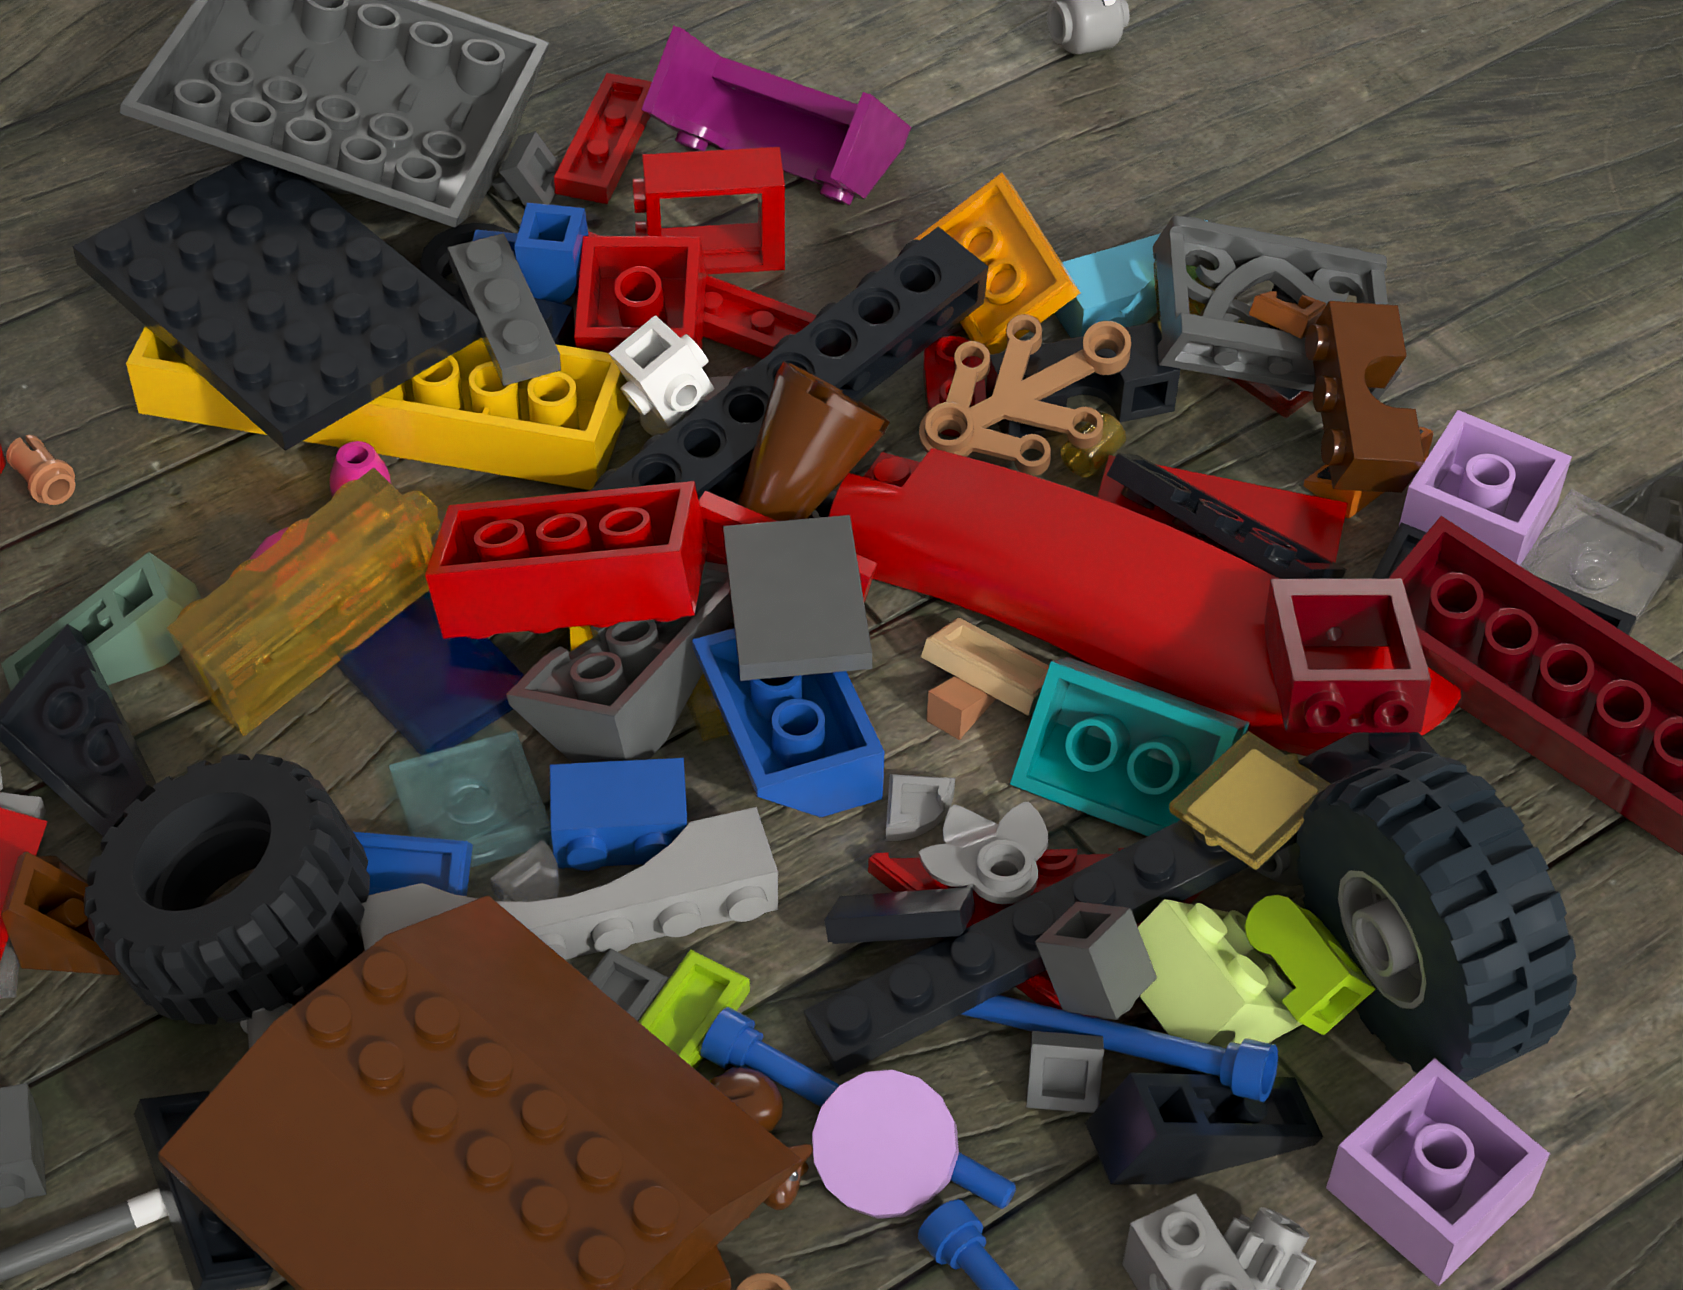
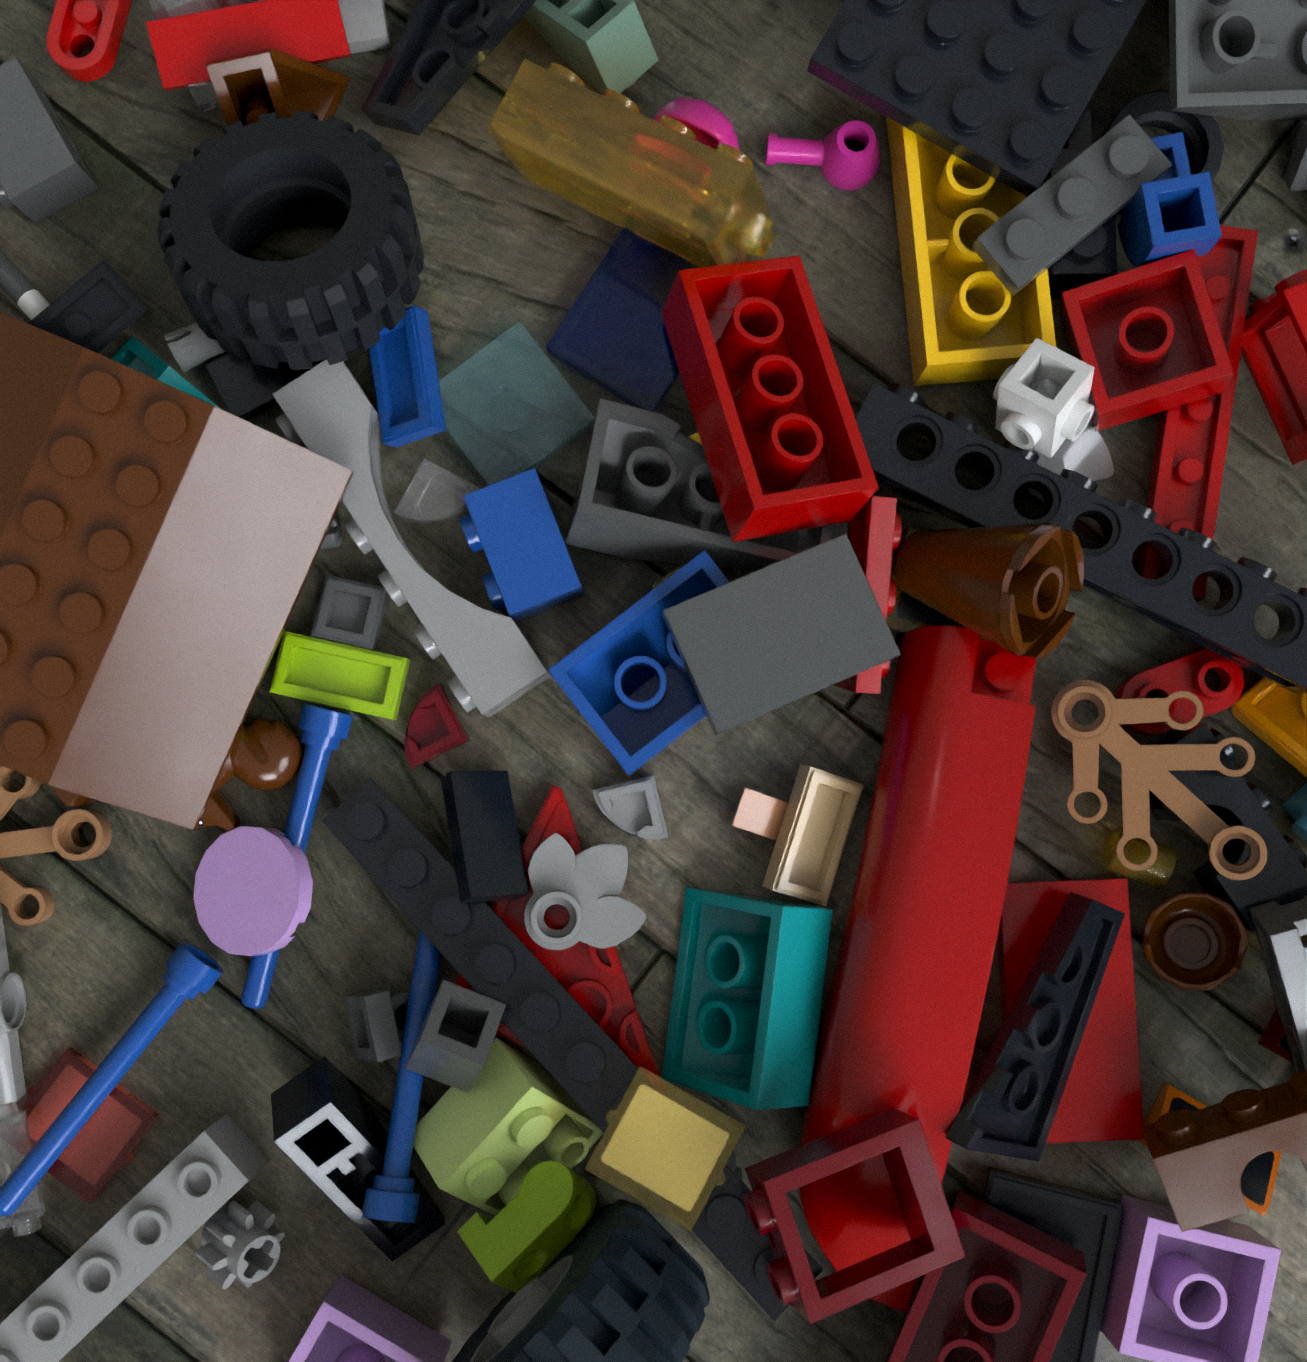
camera: 75 degrees right, 35 degrees up
(770, 953) = (432, 728): none -> dark red tile
(1176, 418) = (1194, 940): none -> reddish brown hair

